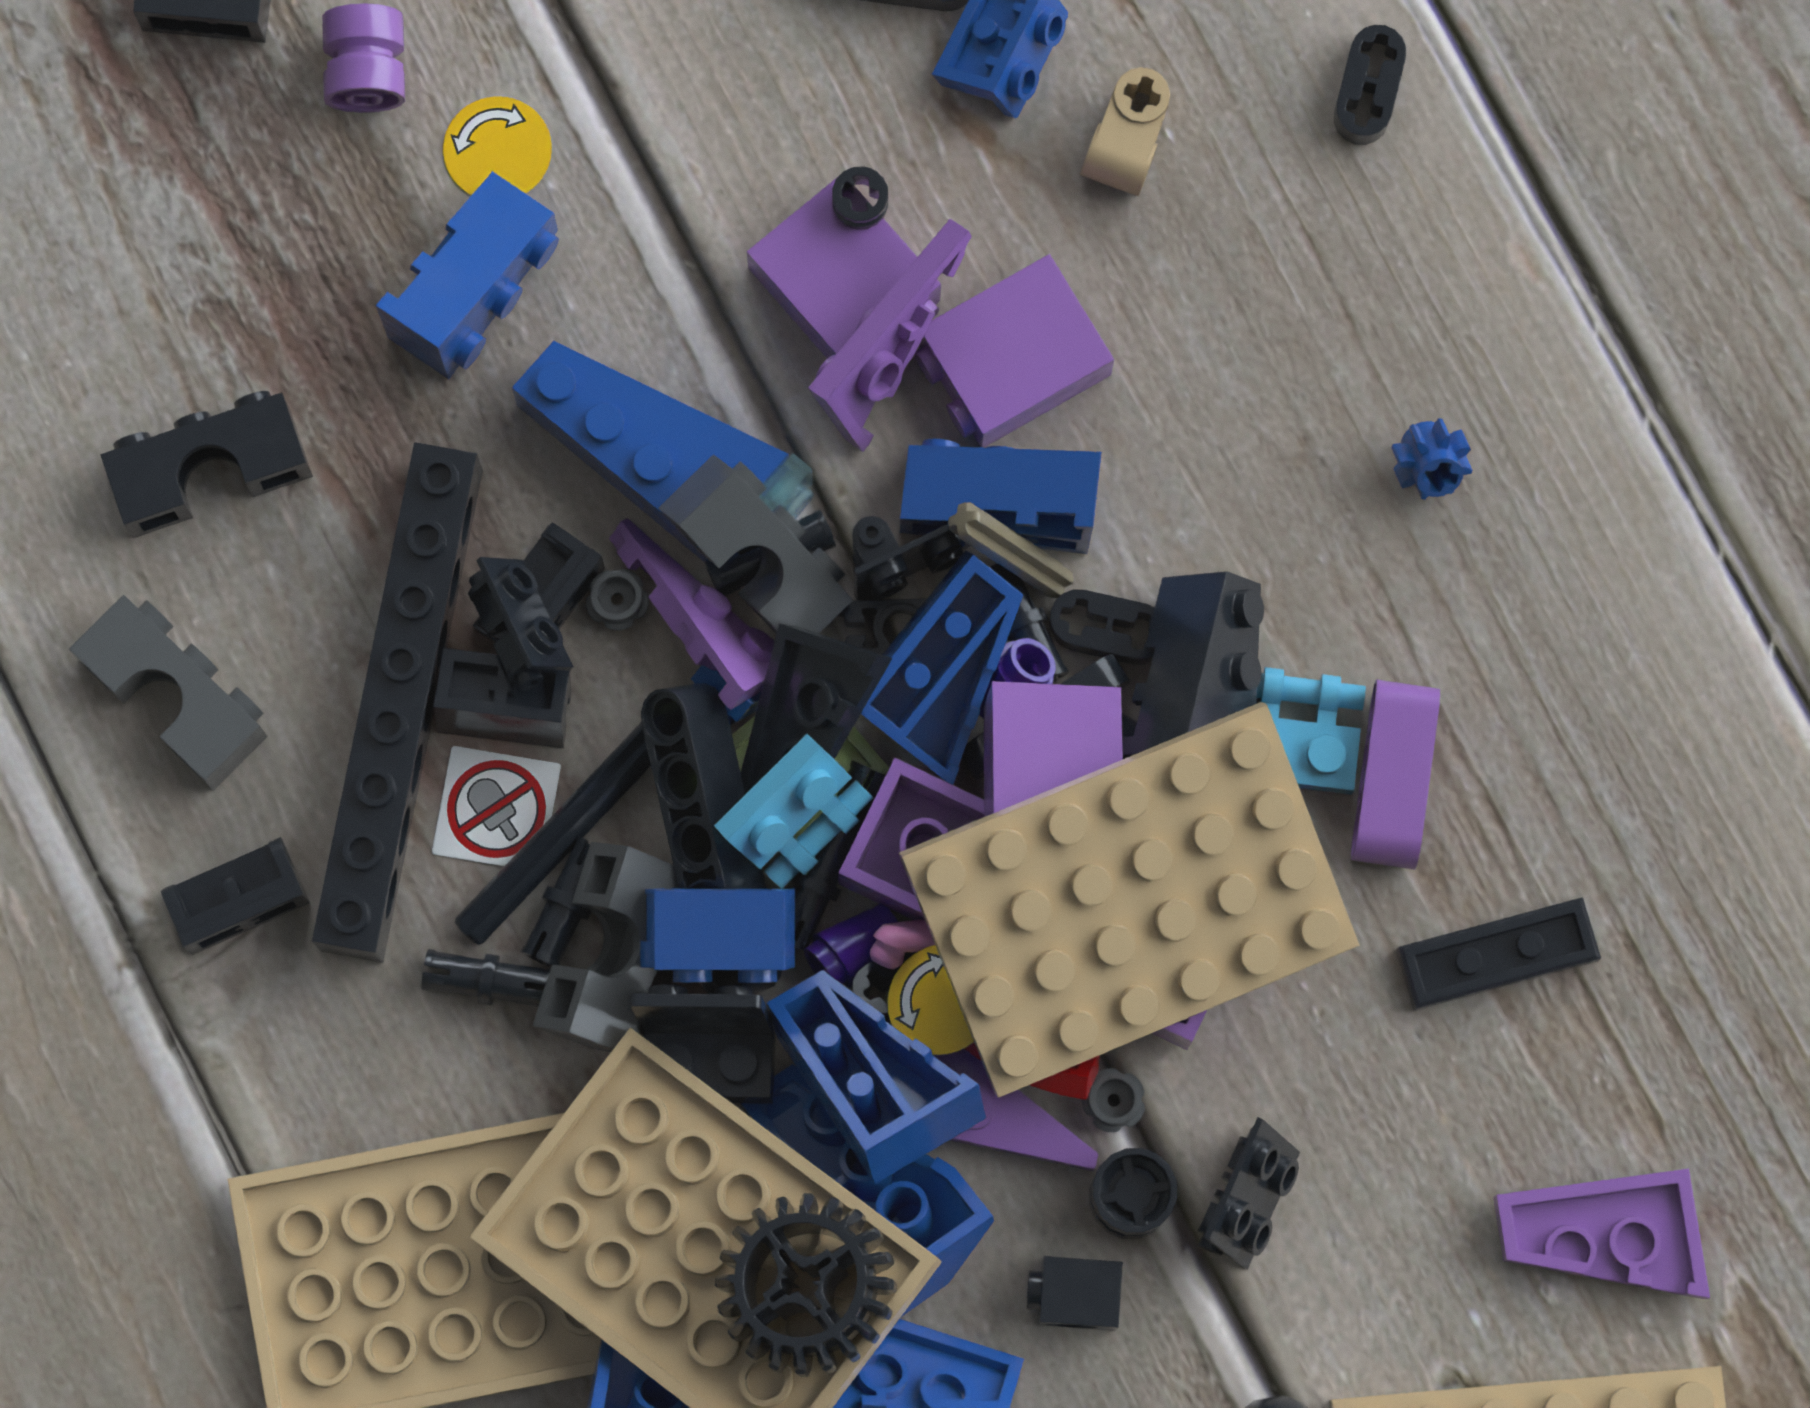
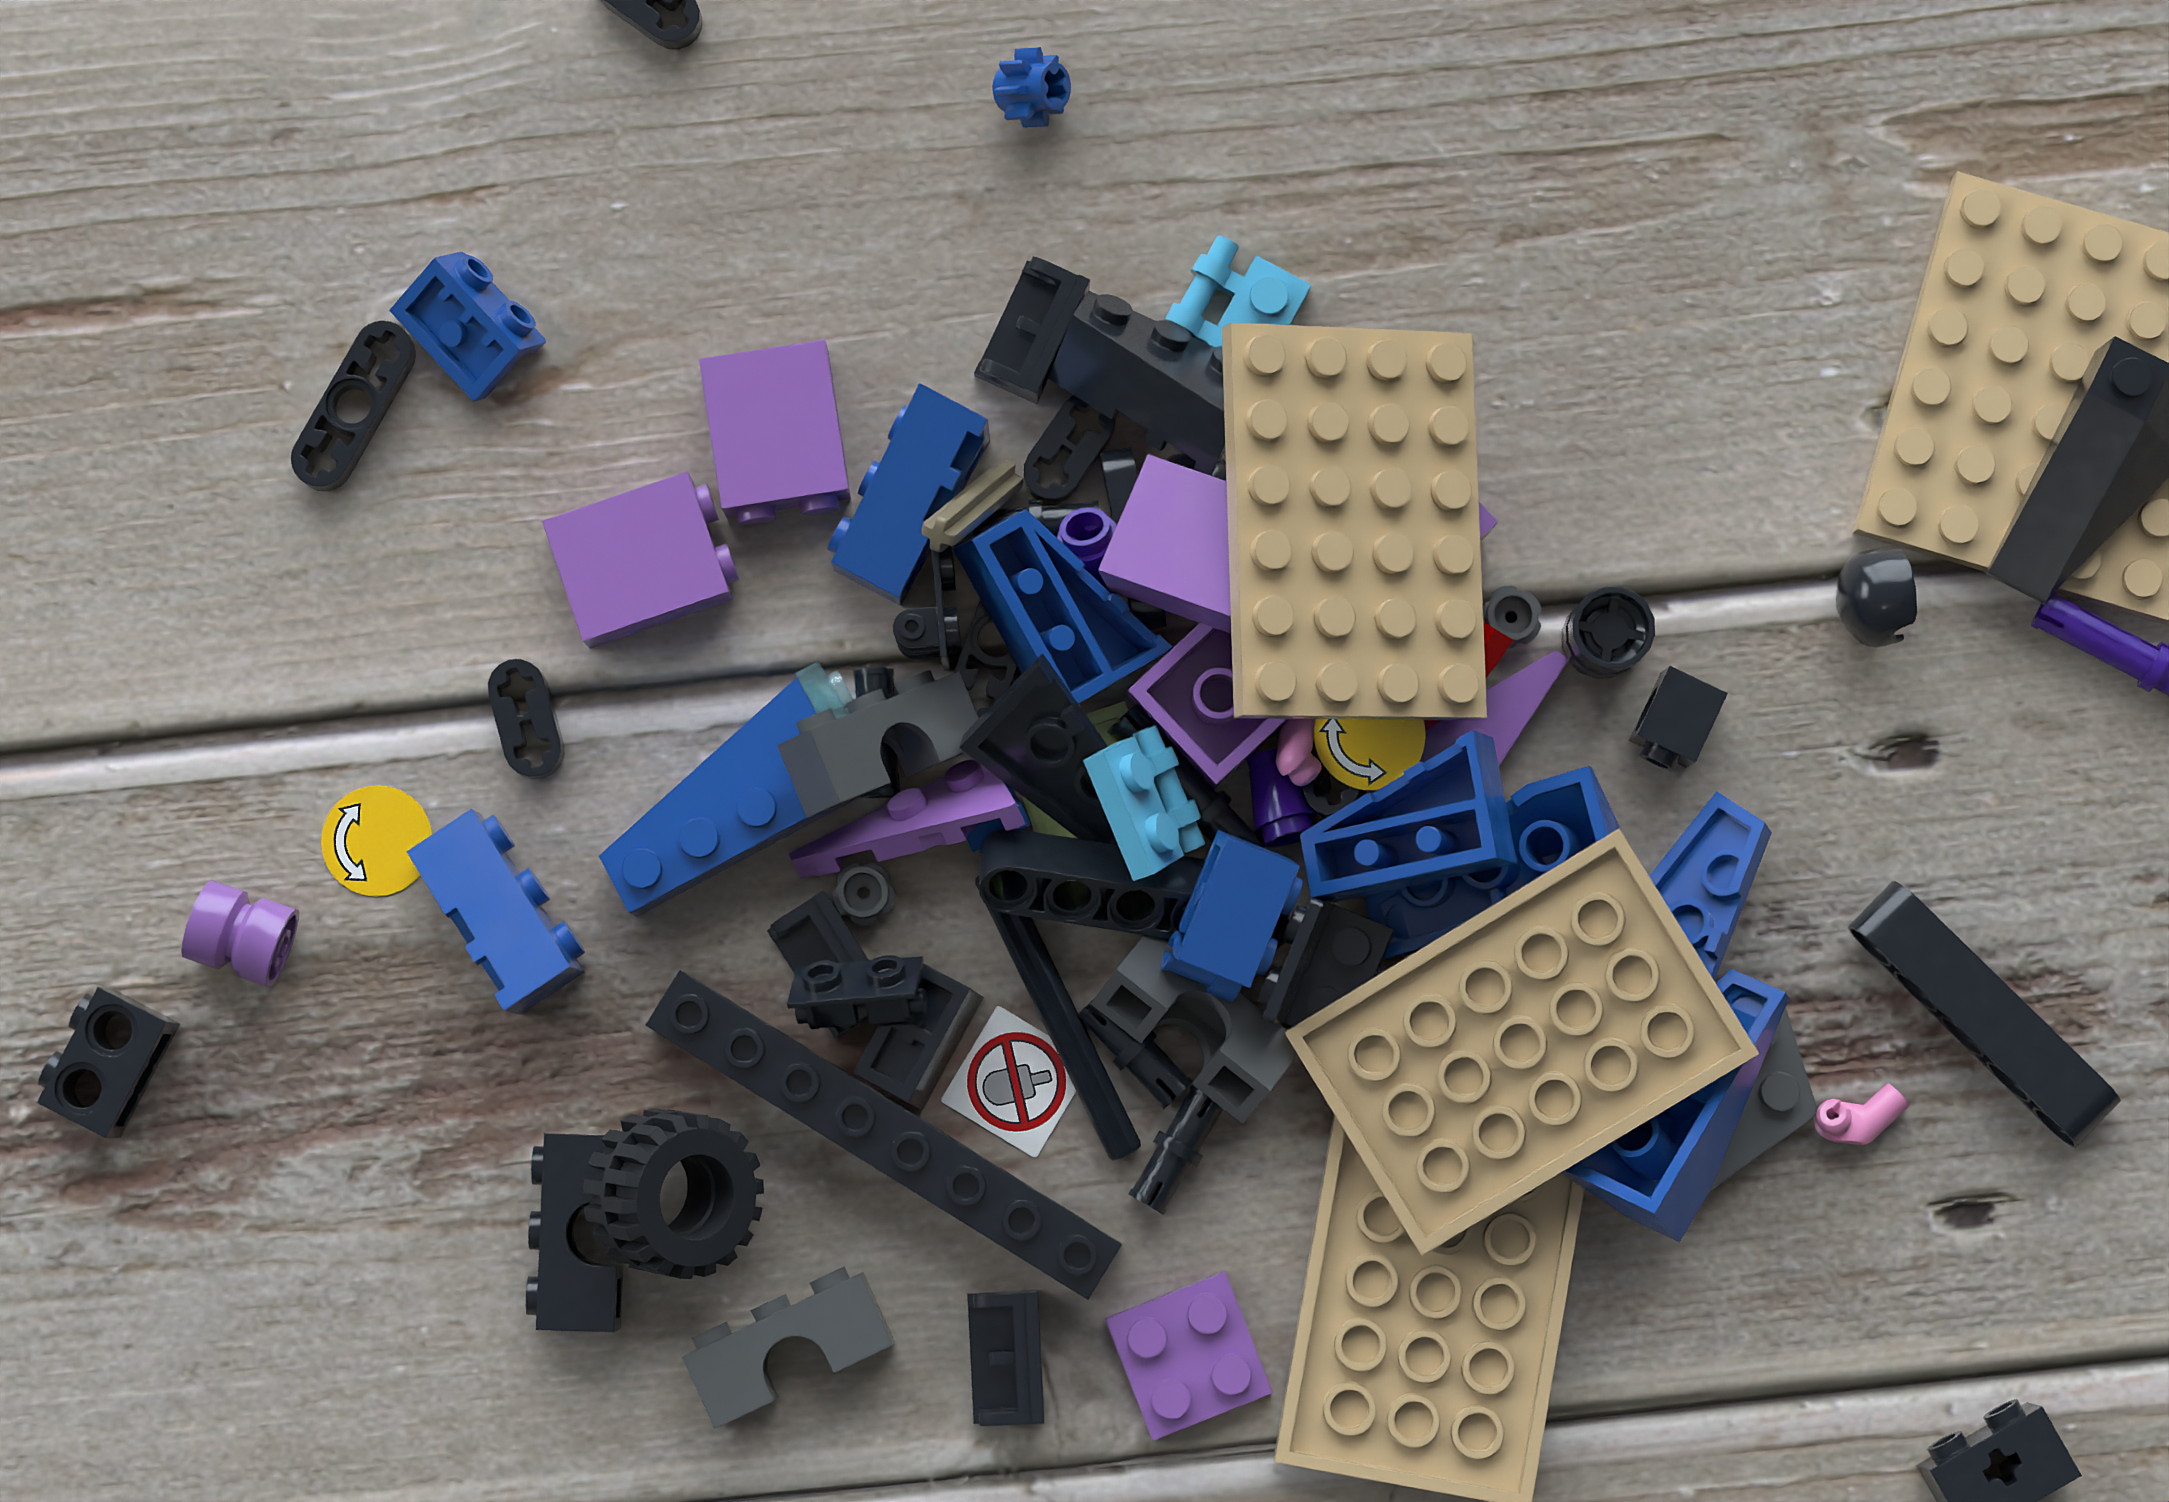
camera: 70 degrees left, 5 degrees up
(269, 574) = (717, 1200): none -> black tyre
(299, 1064) = (1188, 1355): none -> medium lavender plate
(649, 224) = (511, 723): none -> black beam
(780, 1300) = (1613, 1013): black gear -> none
(843, 206) = (572, 494): black bush -> none
(885, 340) = (722, 540): medium lavender wing -> none
(1125, 138) = (614, 247): tan piece -> none
(1203, 546) = (1032, 329): none -> black hinge
(1262, 1172) = (1633, 501): black hinge -> none
(1395, 774) = (1311, 241): medium lavender beam -> none
(1498, 954) = (1509, 216): black tile -> none
(1610, 1230) = (1798, 218): medium lavender wing -> none

